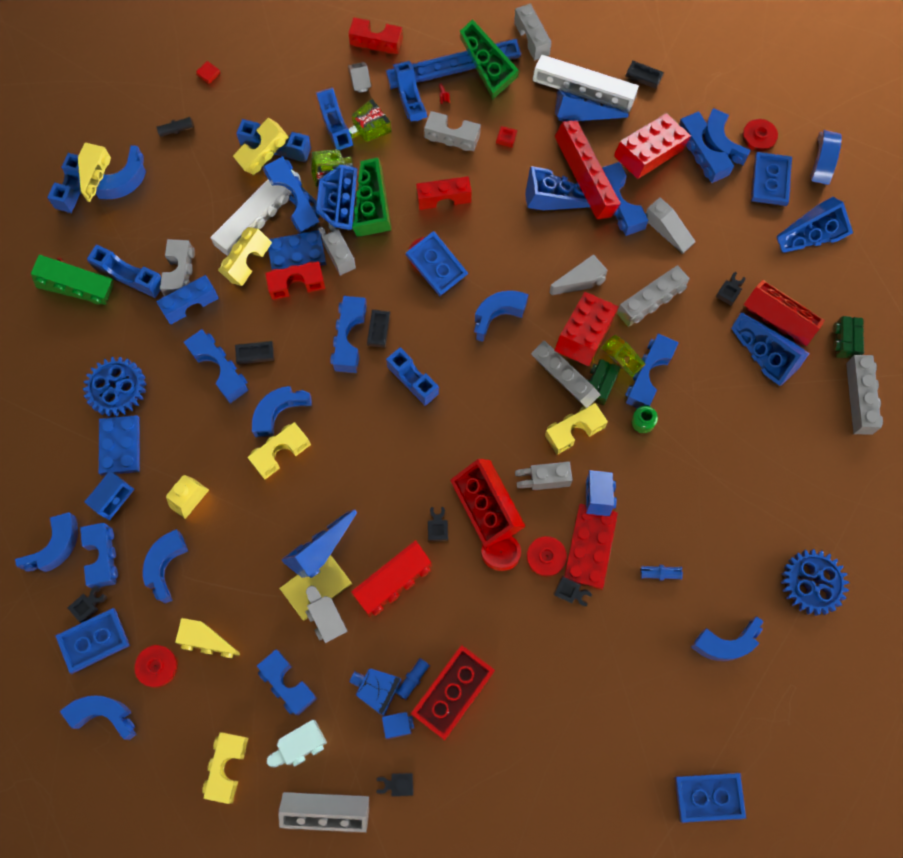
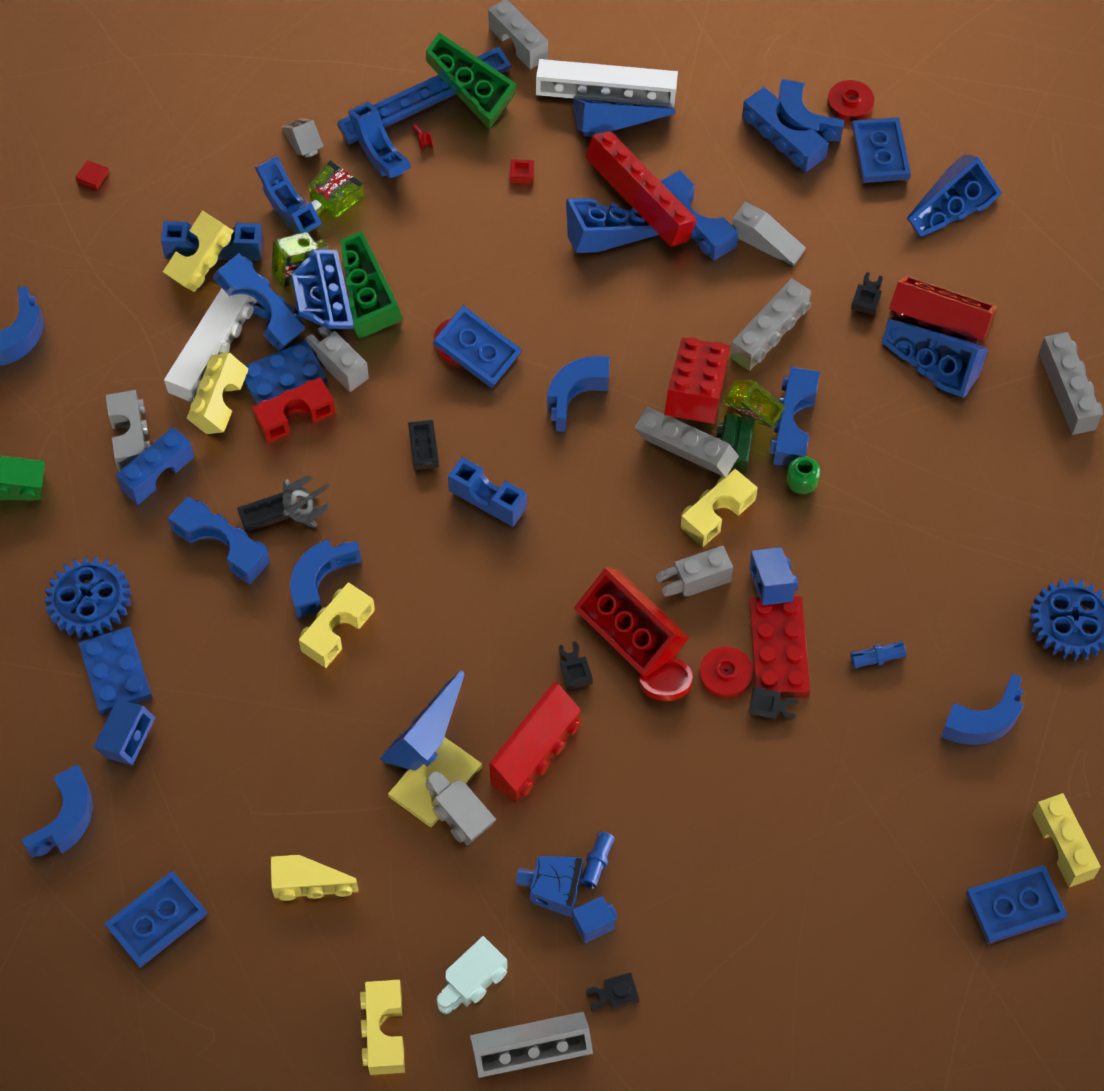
camera: 15 degrees left, 10 degrees down
(85, 606) = (133, 880): black plate -> none
(89, 707) = (192, 995): blue arch -> none
(103, 571) = (141, 831): blue arch -> none
(112, 266) = (88, 454): blue arch -> none
(156, 561) = (216, 788): blue arch -> none
(165, 666) = (252, 943): red piece -> none
(175, 126) = (68, 253): black pin -> none
(185, 495) = (229, 704): light yellow torso -> none
(272, 356) = (291, 507): none -> dark grey piece
(273, 670) = (450, 920): blue arch -> none
(352, 313) = (391, 486): blue arch -> none
(388, 40) = (325, 85): red arch -> none
(432, 192) = (443, 261): red arch -> none
(453, 692) = (654, 860): red brick -> none
(463, 137) = (465, 184): light grey arch -> none
(582, 277) = (672, 322): light grey slope -> none
(644, 74) = (680, 56): black plate -> none
(651, 145) = (716, 141): brick -> none
(765, 769) = (1075, 854): none -> light yellow arch
(827, 156) = (942, 108): blue arch -> none
(849, 337) = (1032, 318): dark green brick -> none

